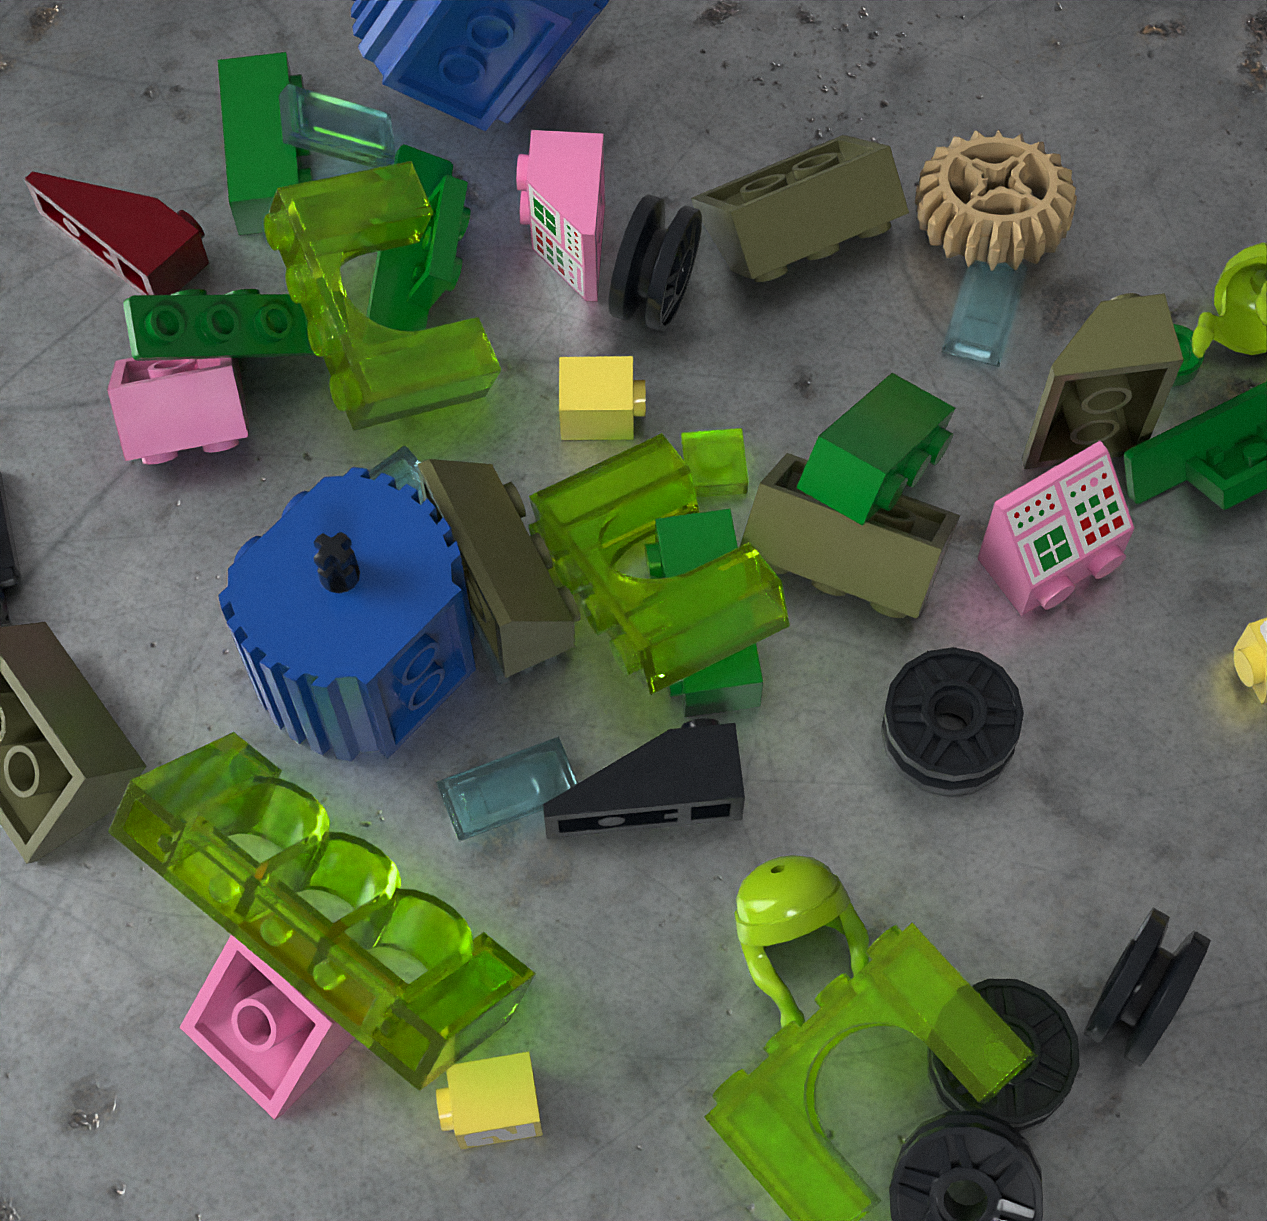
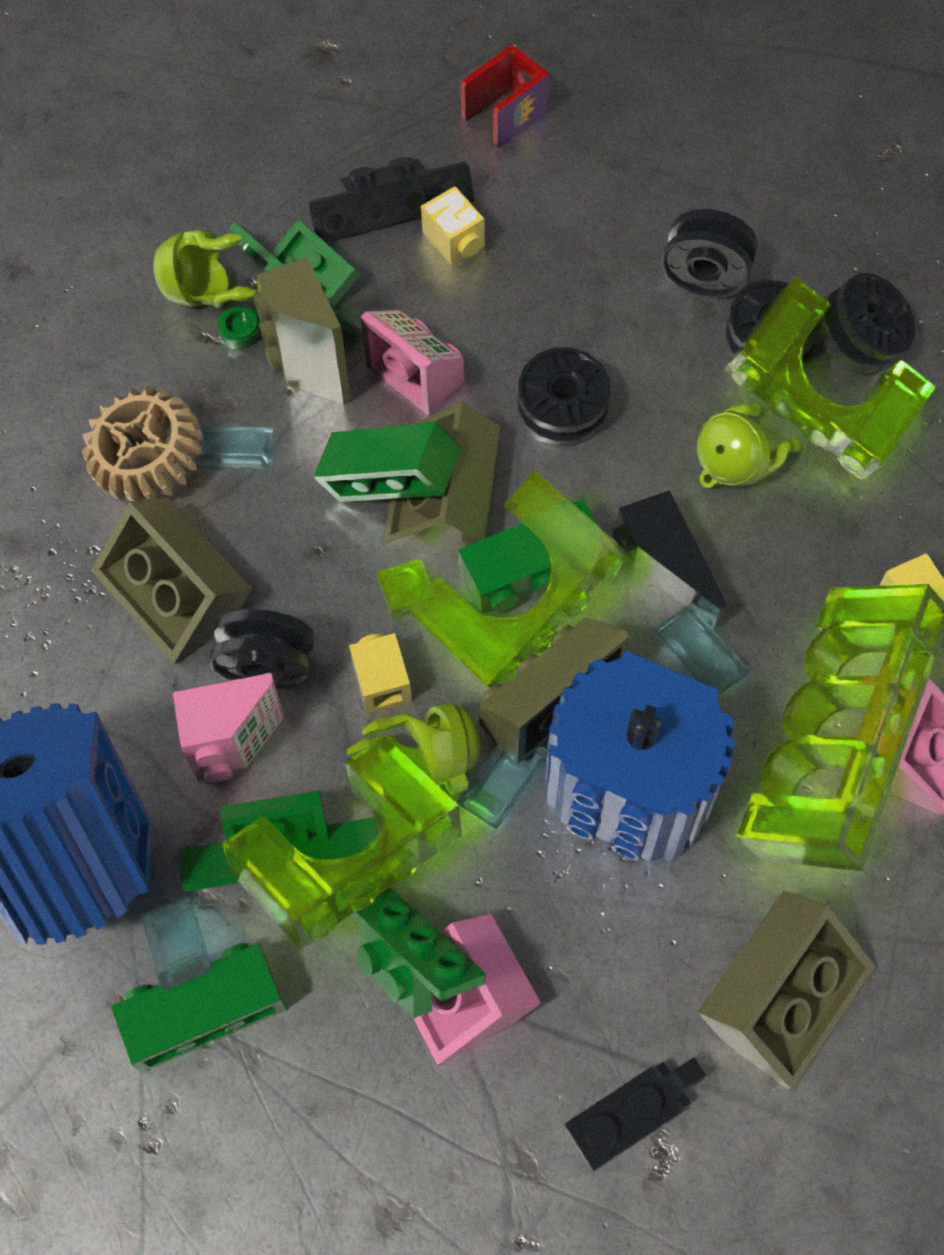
camera: 105 degrees left, 0 degrees up
(125, 231) = (322, 1084): dark red slope -> none
(460, 414) = (446, 742): none -> lime hair

